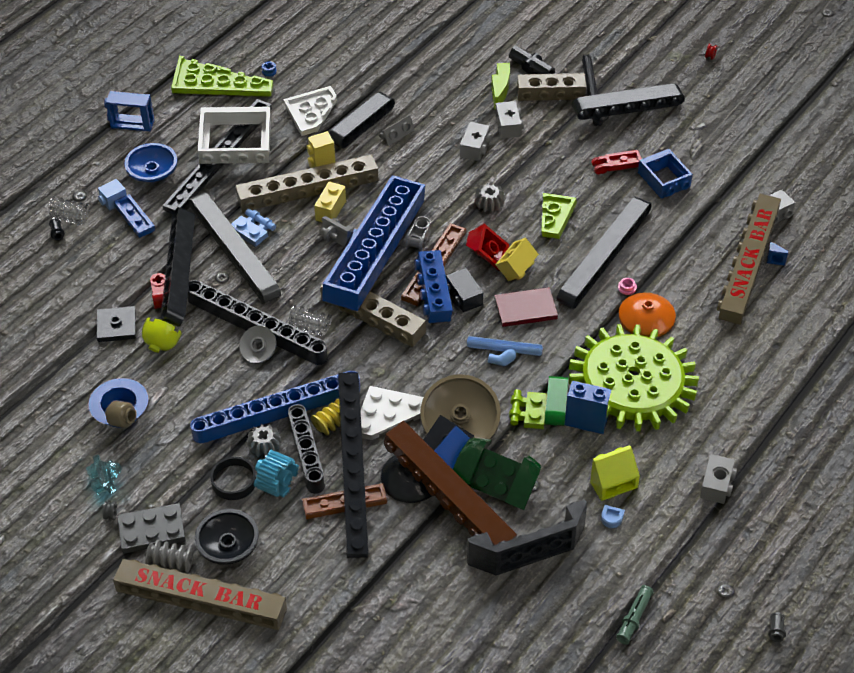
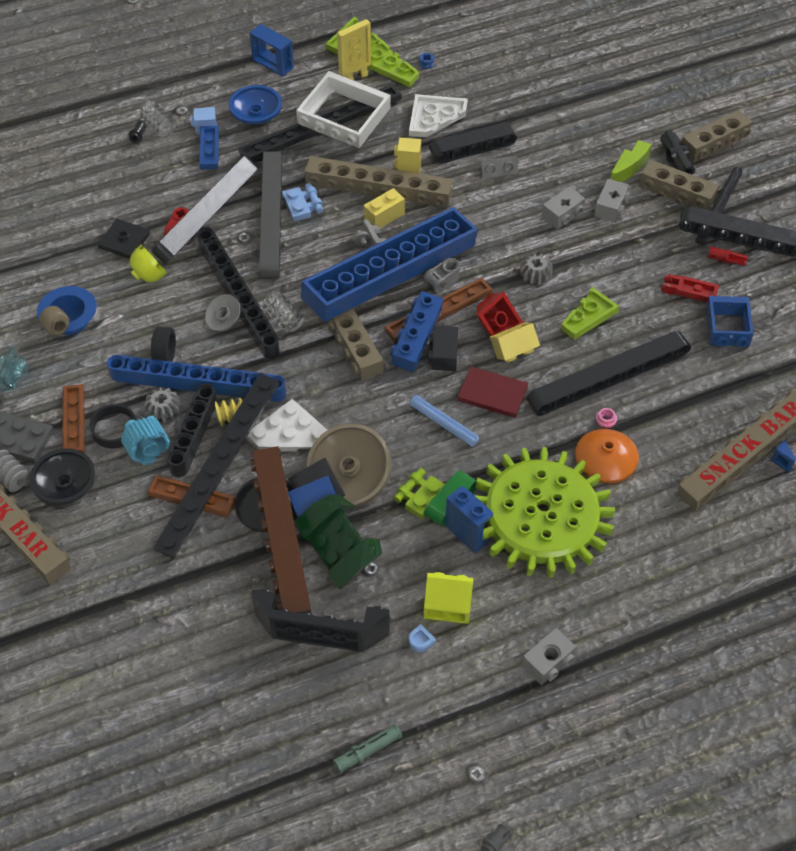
camera: 30 degrees right, 5 degrees up
(191, 488) = (74, 417): none -> dark orange tile
(213, 80) = (354, 49): none -> light yellow tile
(229, 390) = (163, 344): none -> black tyre
(502, 359) = (434, 432): light blue arm -> none
(552, 35) = (717, 135): none -> dark tan brick
(626, 126) = (727, 256): none -> red axle

